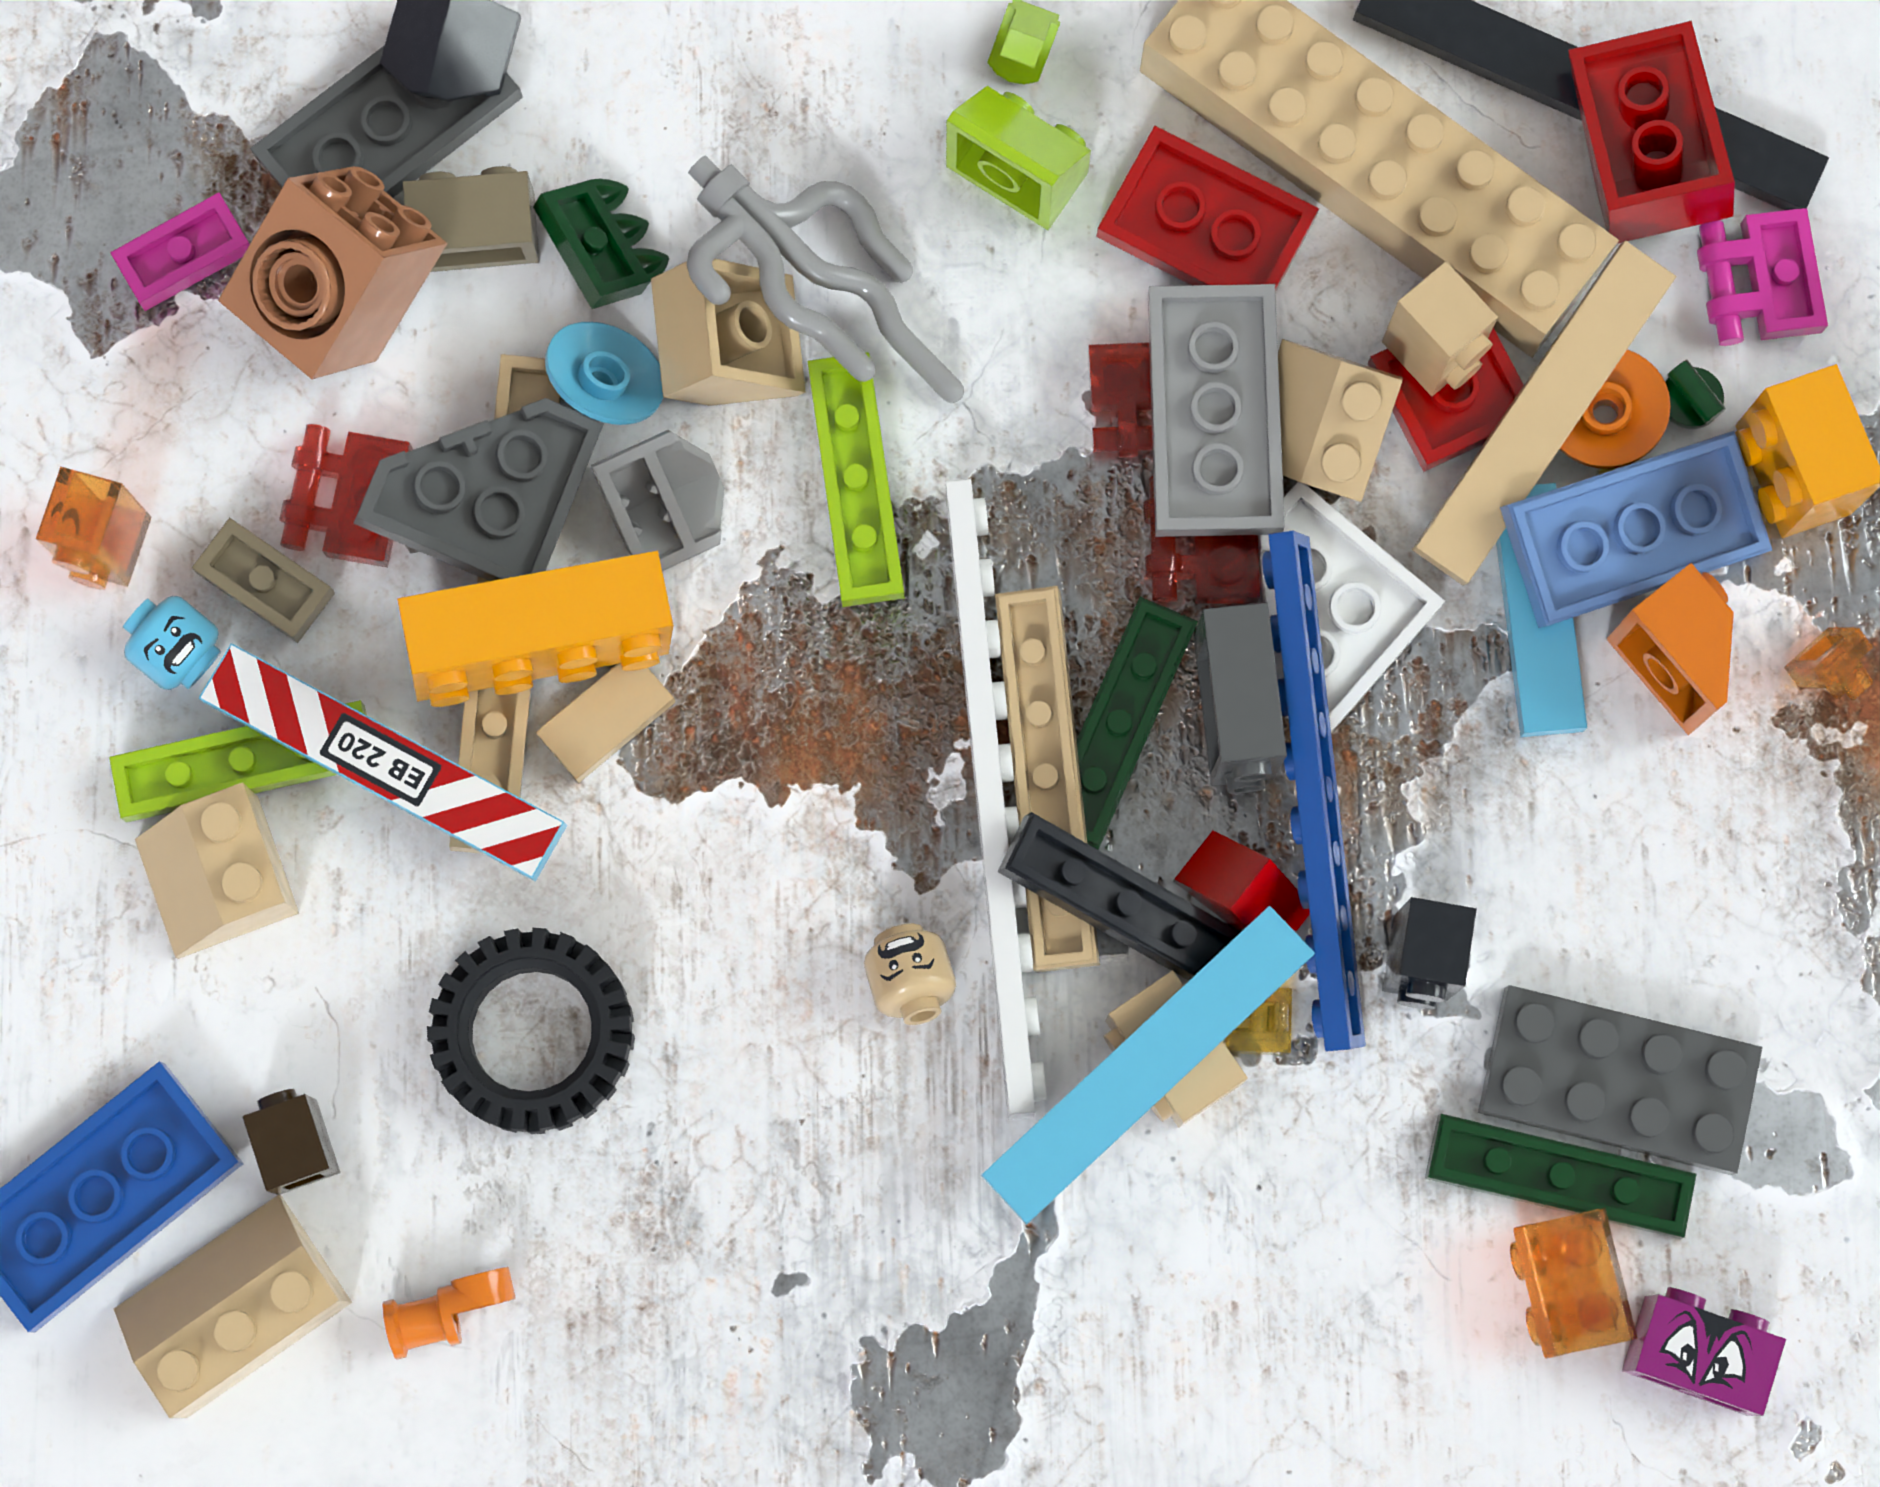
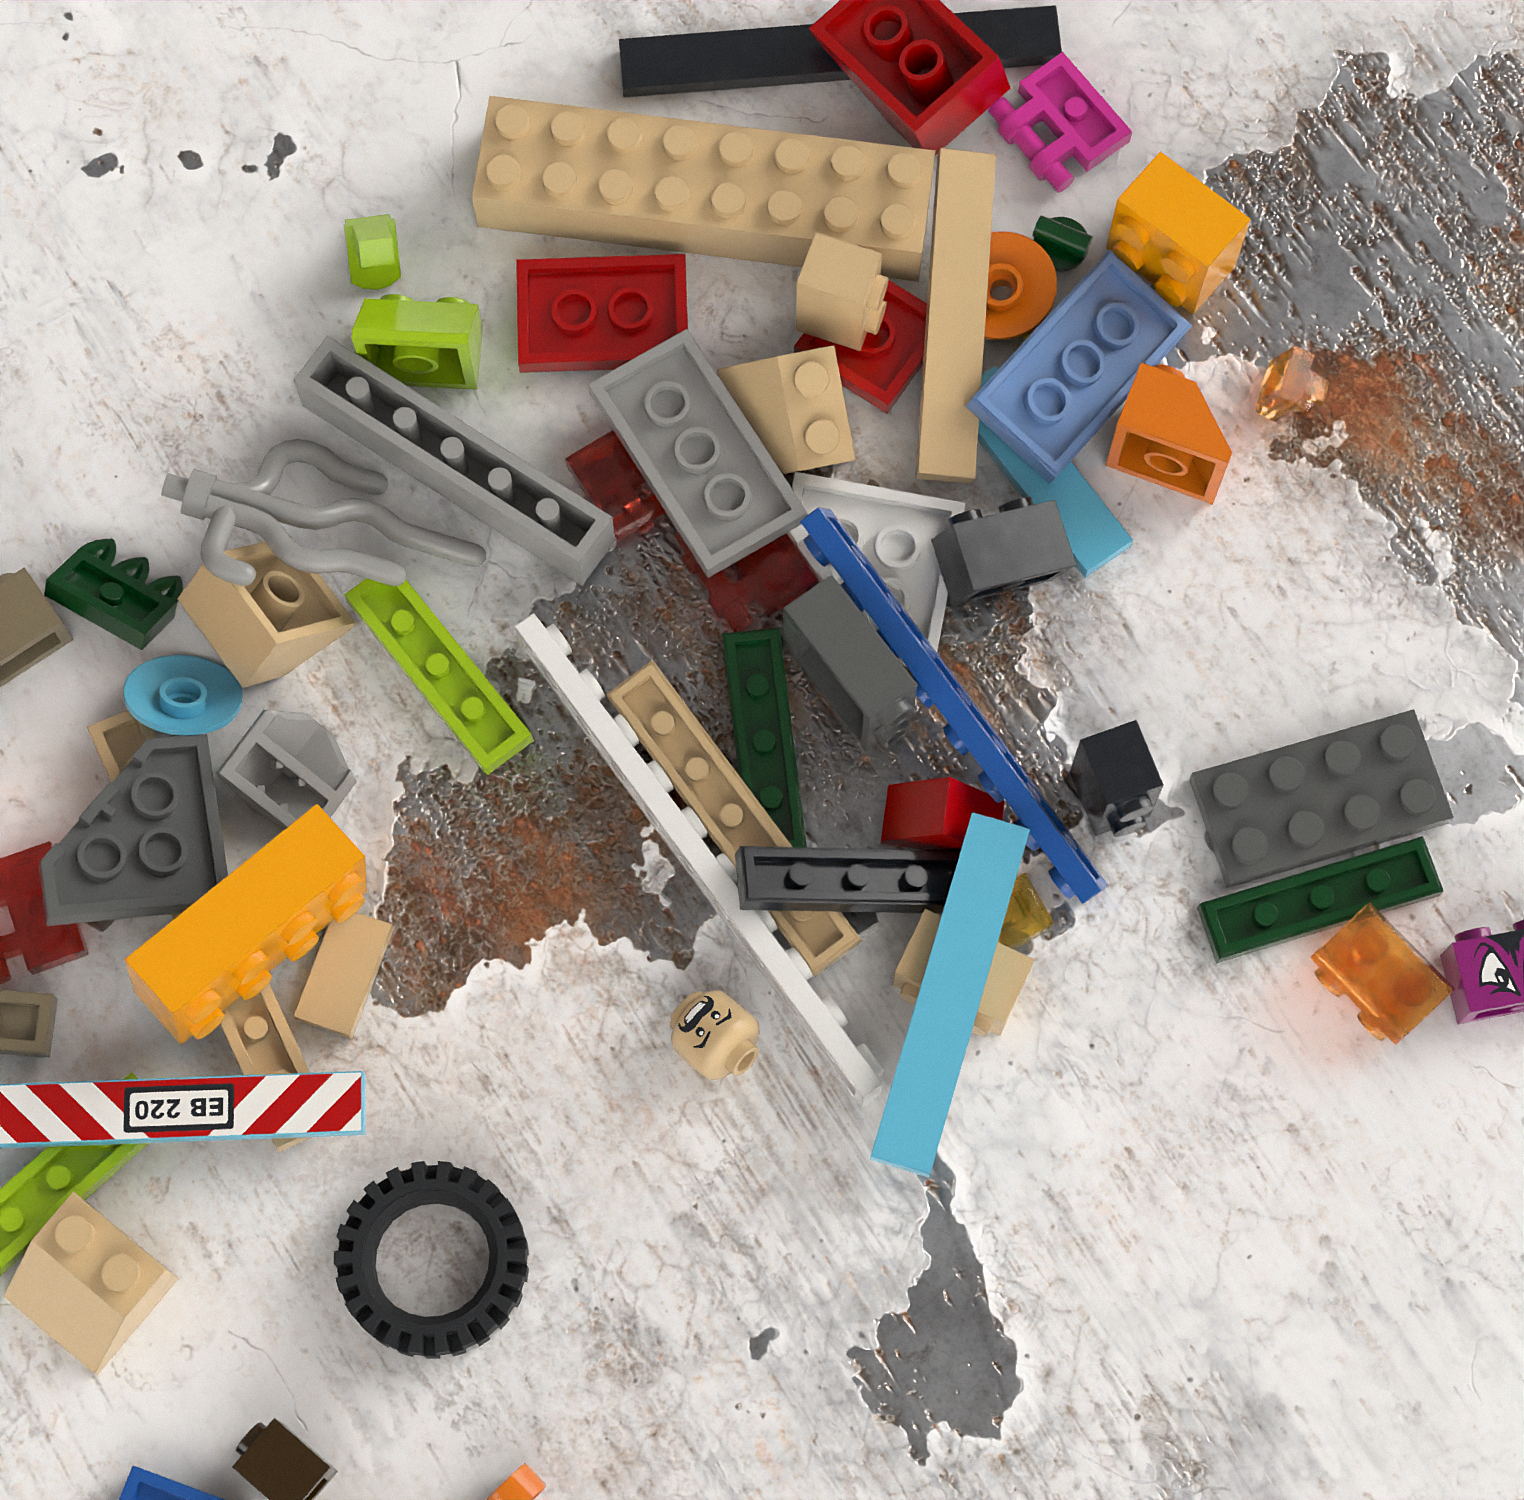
camera: 30 degrees left, 5 degrees down
(983, 290) = (455, 460): none -> light grey brick
(1452, 668) = (1002, 550): none -> brick

